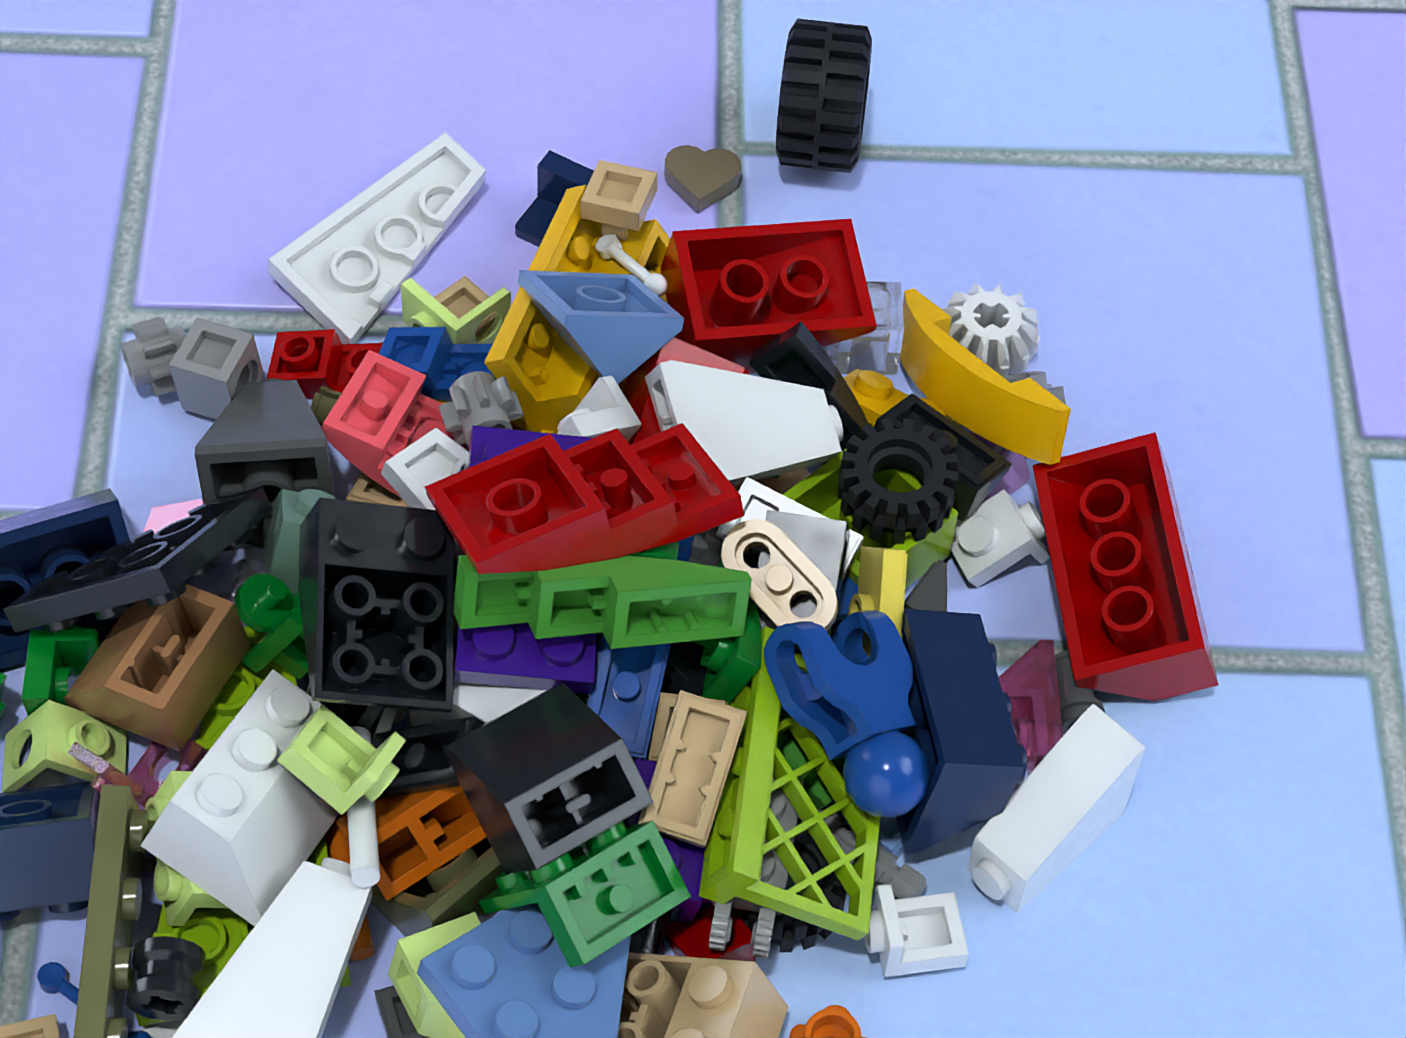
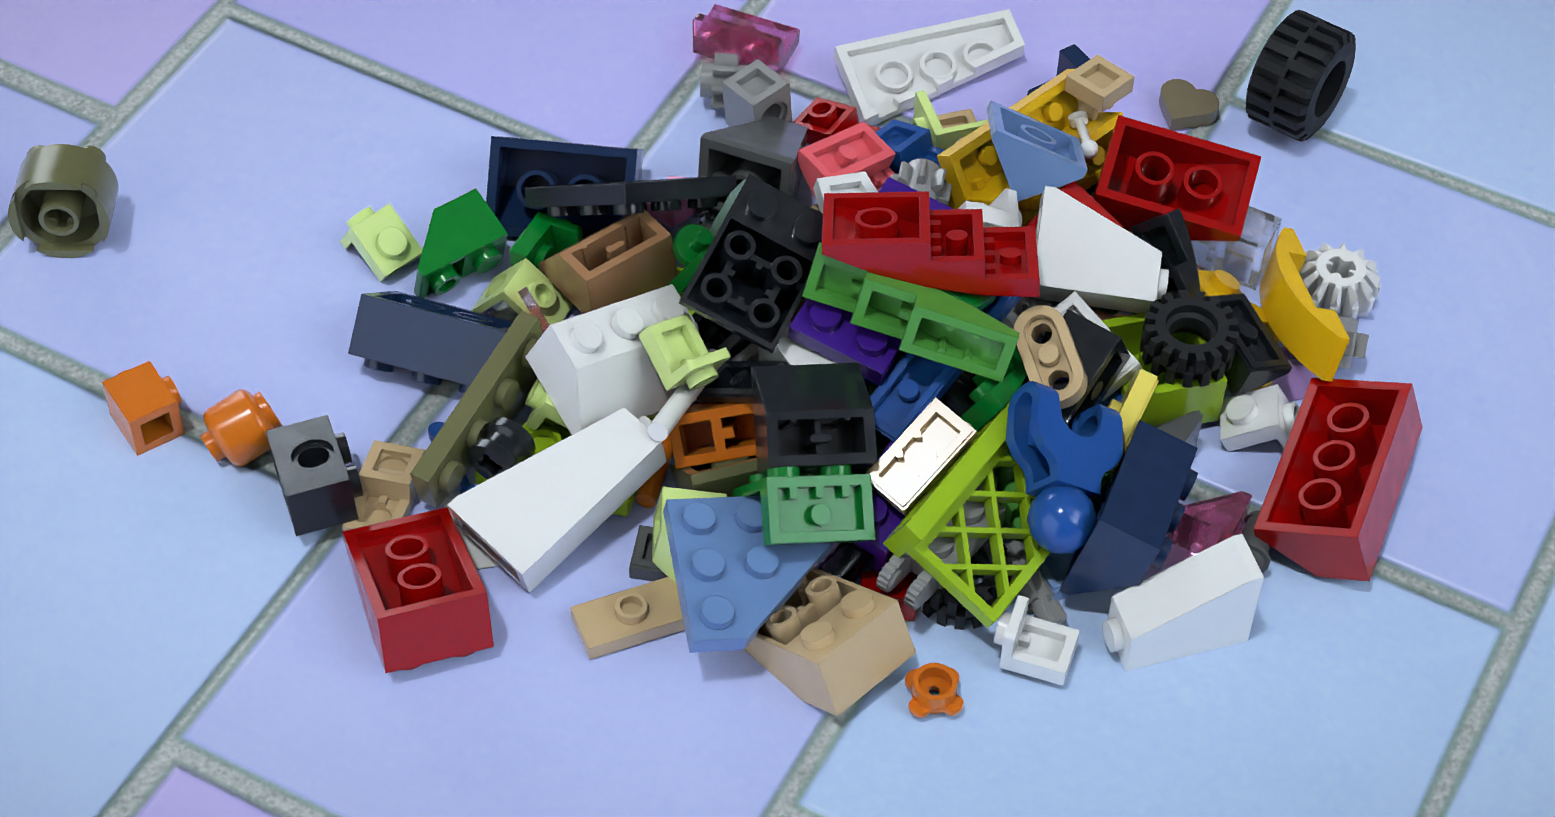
camera: 30 degrees right, 5 degrees down
(148, 287) = (746, 35): none -> clear pink bracket

